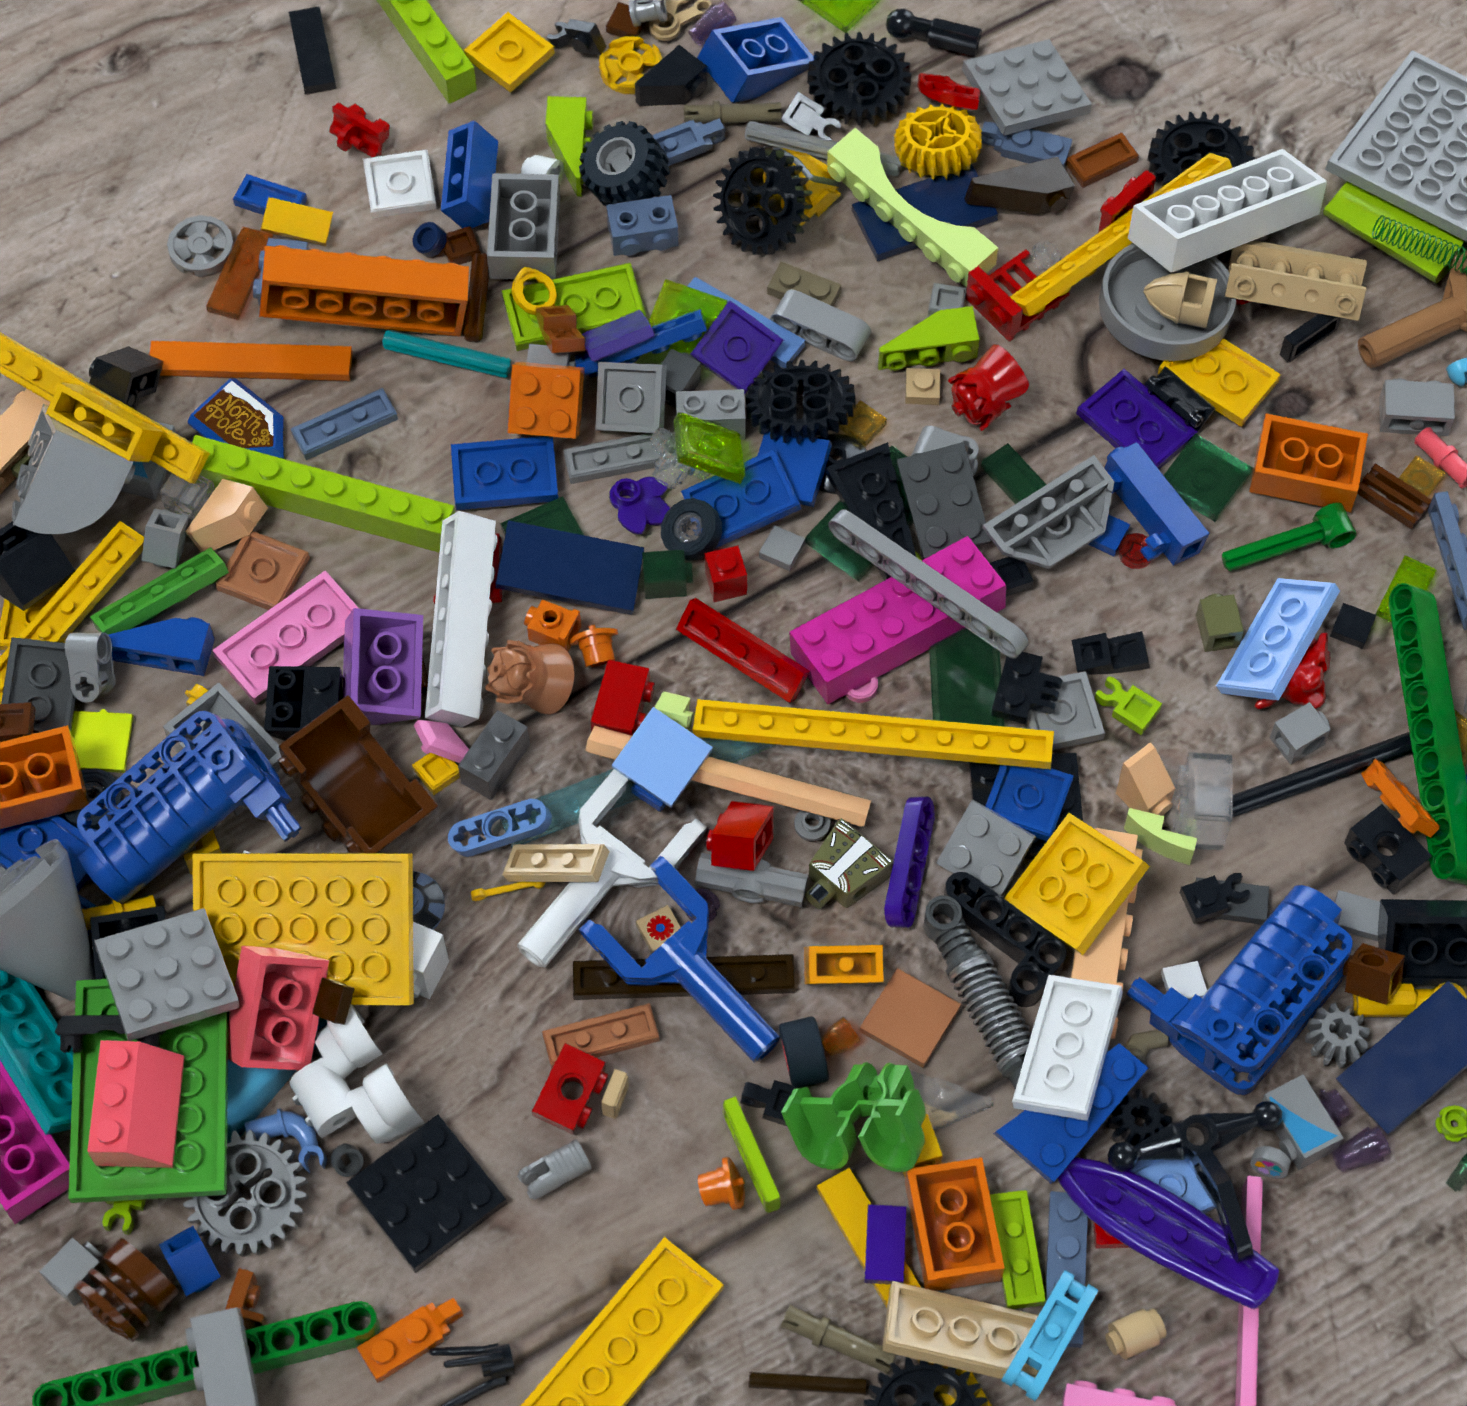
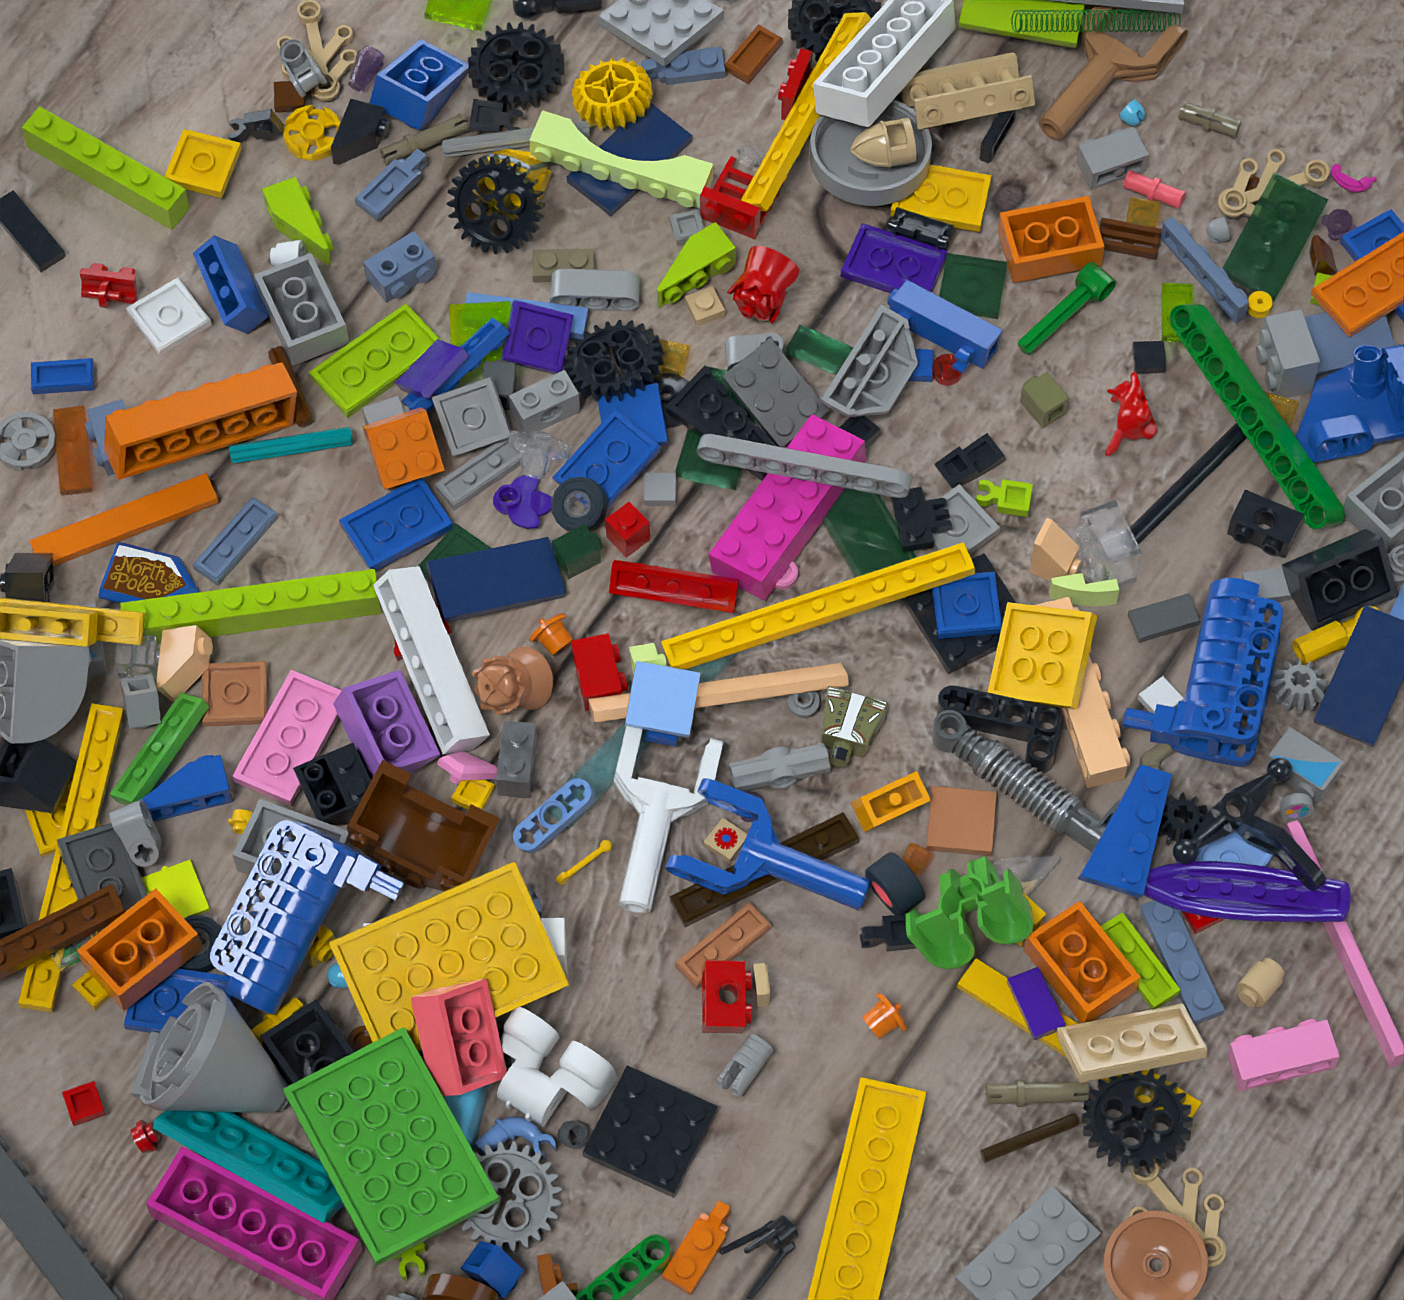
camera: 25 degrees left, 0 degrees up
(73, 1027) = (365, 1098): black piece -> none
(135, 1105) = (393, 1162): coral slope -> none
(166, 974) = (361, 1047): light grey plate -> none
(297, 221) = (100, 385): yellow tile -> none
(333, 1001) = (506, 1009): dark brown tile -> none
(429, 239) = (223, 353): dark blue tile -> none
(461, 246) = (251, 349): reddish brown tile -> none
(527, 274) = (325, 364): yellow piece -> none
(556, 863) = (617, 823): tan tile -> none
(560, 329) = (380, 384): dark orange slope -> none
(561, 629) = (505, 632): orange brick -> none
(624, 164) = (360, 221): black wheel -> none
(709, 447) = (562, 430): clear neon green tile -> none
(741, 836) = (755, 735): red brick -> none
(751, 1155) = (894, 983): lime tile -> none
(909, 862) = (898, 697): dark purple beam -> none
(946, 91) = (598, 48): red tile -> none
(986, 847) = (954, 658): light grey plate -> none
(1024, 188) = (705, 105): dark brown slope -> none
(1050, 1335) = (1200, 1011): medium azure plate -> none
(1067, 1047) = (1102, 785): white tile -> none
(1209, 898) = (1148, 623): black plate -> none
(1278, 638) = (1098, 392): light blue tile -> none
(1300, 733) = (1152, 461): light grey brick -> none
(1334, 1105) = (1323, 739): clear purple plate -> none
(1362, 1150) = (1360, 766): clear purple cone -> none
(1373, 973) = (1305, 624): reddish brown brick -> none
(1399, 797) = (1253, 478): orange hinge -> none

